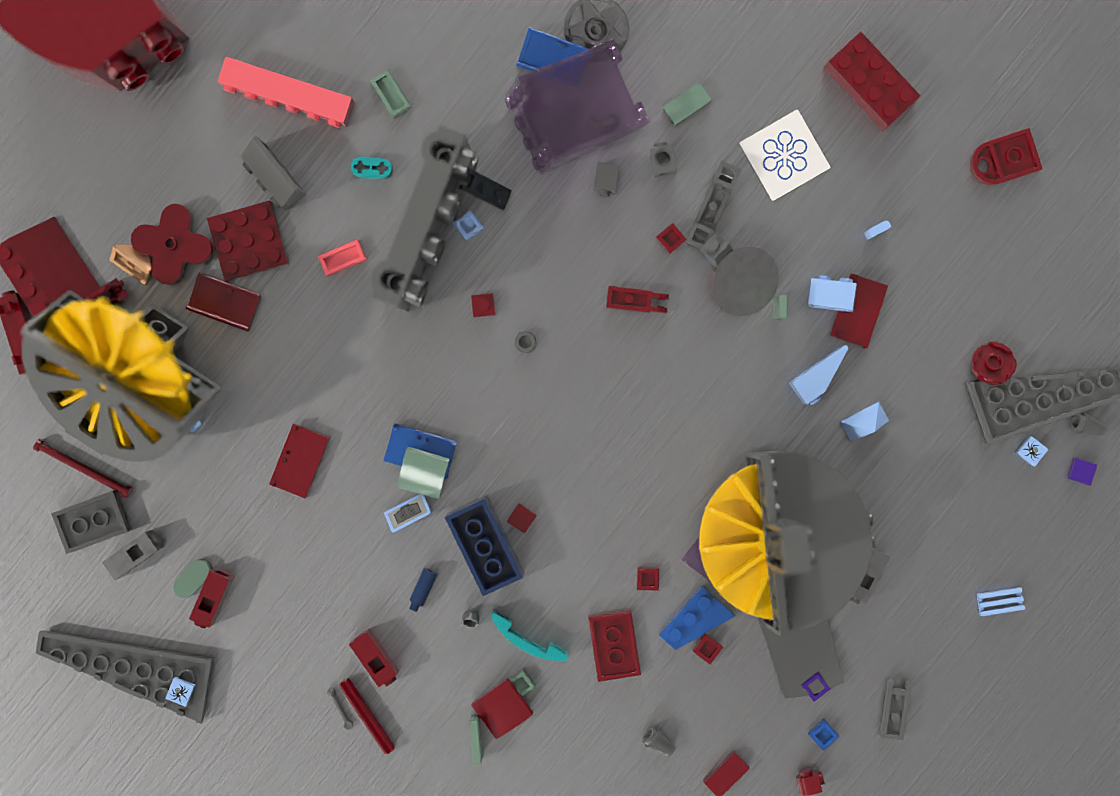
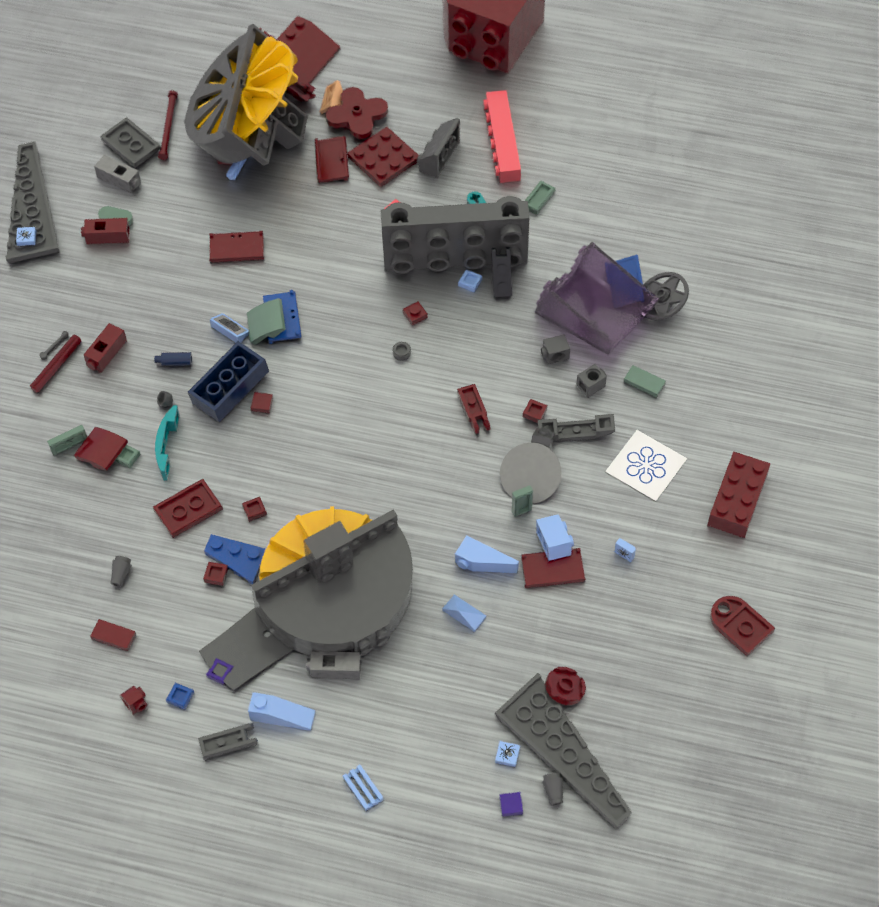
camera: 65 degrees right, 30 degrees down
(890, 647) = (280, 712): none -> light blue slope

